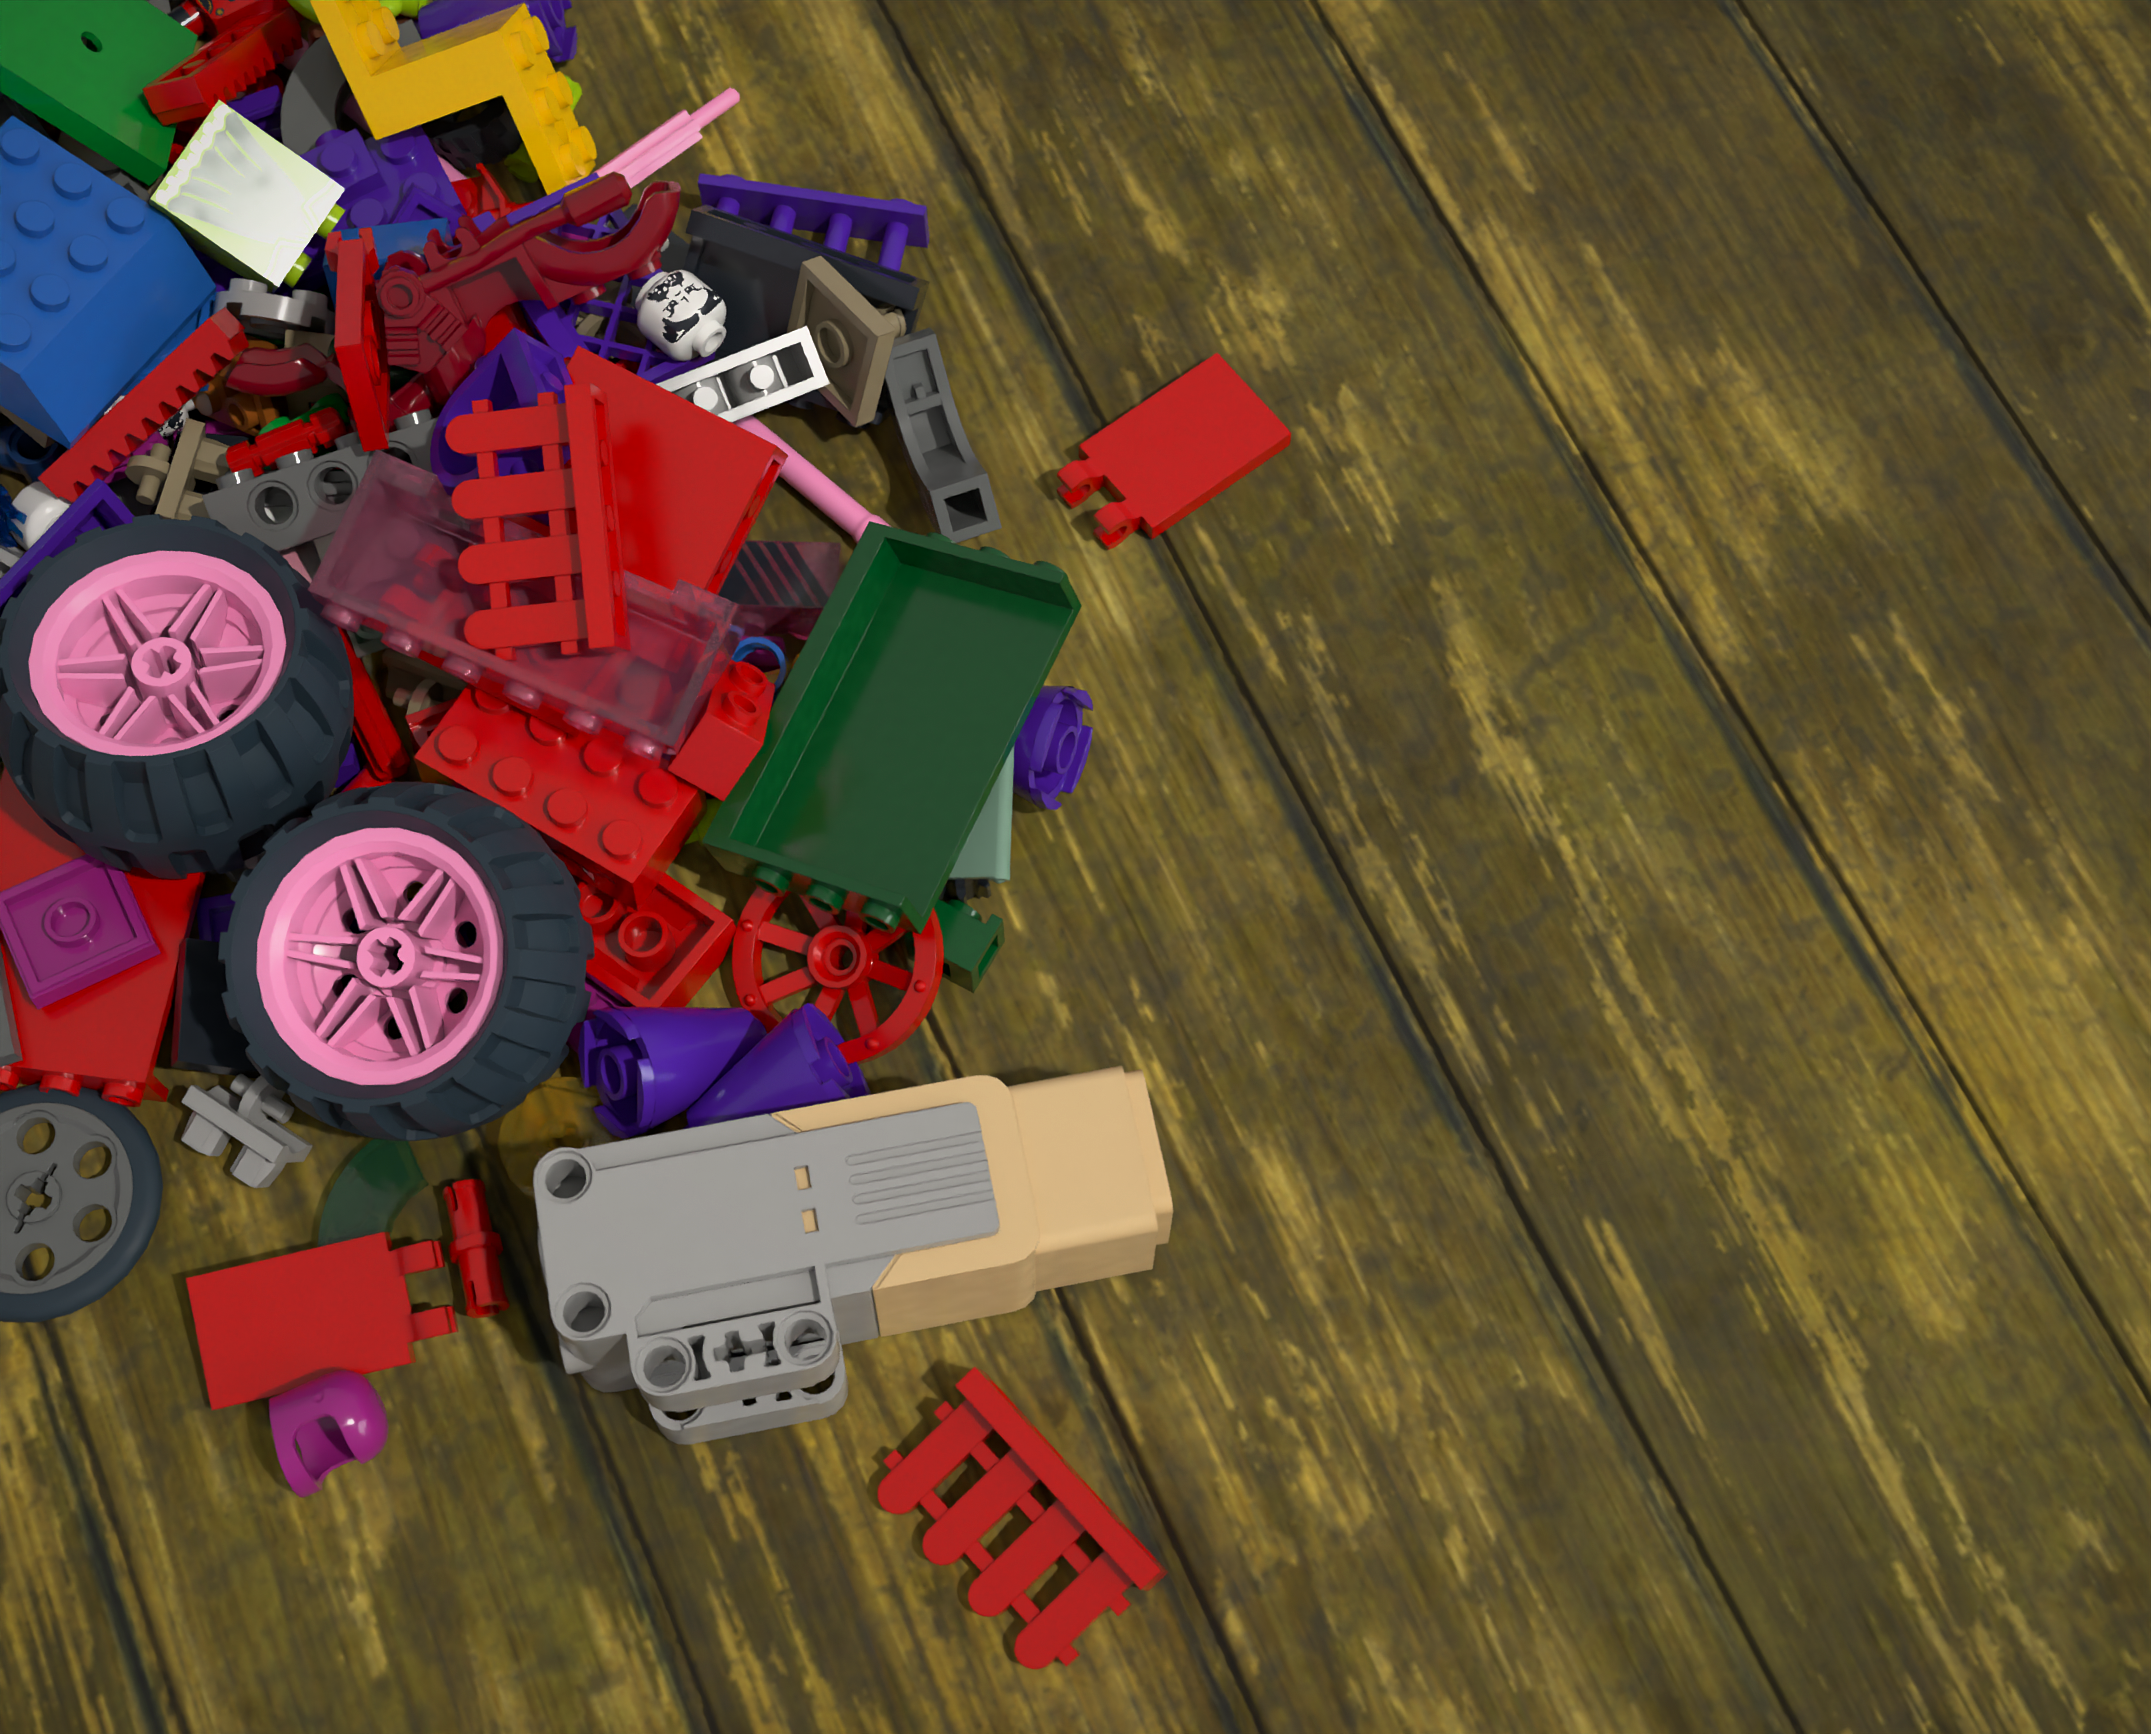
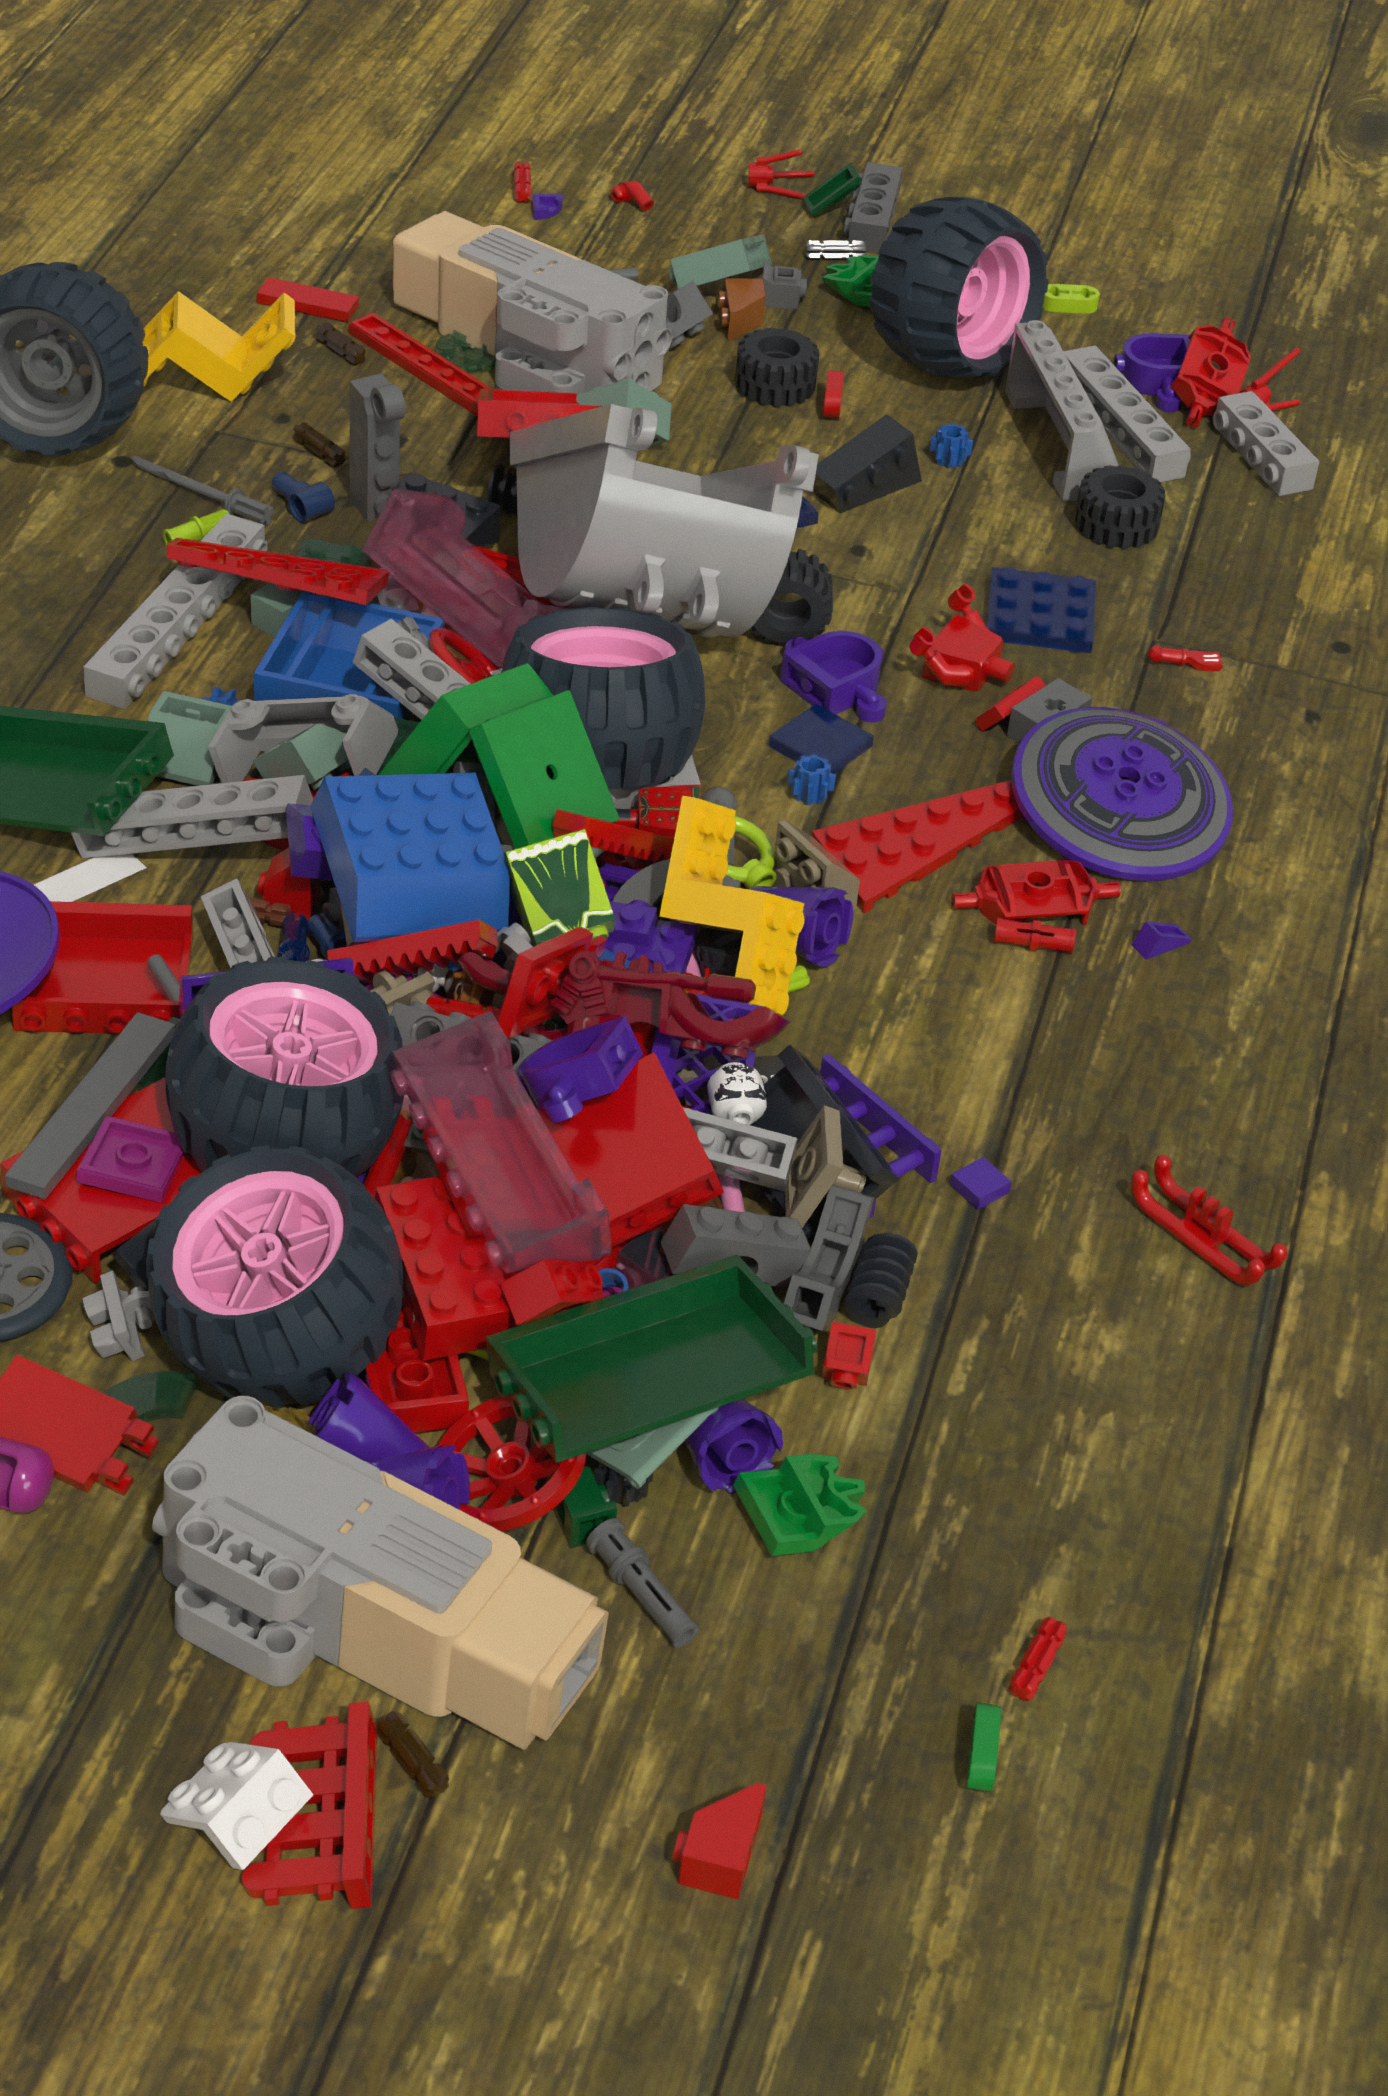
camera: 35 degrees right, 25 degrees down
(475, 1248) = (151, 1483): red pin -> none
(585, 487) = (567, 1122): red fence -> none
(667, 140) = (829, 1036): bright pink axle -> none
(809, 521) = (766, 1243): none -> dark grey arch
(939, 1591) = (239, 1799): none -> white bracket
(982, 209) = (980, 1183): none -> dark purple tile
(1000, 414) = (881, 1279): none -> black piece
(1049, 531) = (848, 1355): none -> red bracket
(1051, 1371) = (413, 1754): none -> dark brown axle
(1061, 959) = (630, 1567): none -> dark grey pin
(1161, 751) = (800, 1502): none -> green plate
(1174, 452) = (966, 1371): red tile -> none
(1248, 90) = (1204, 1226): none -> red piece
(1441, 1206) = (721, 1843): none -> red slope
(1530, 735) = (1037, 1659): none -> red axle
(1575, 881) = (983, 1747): none -> green beam

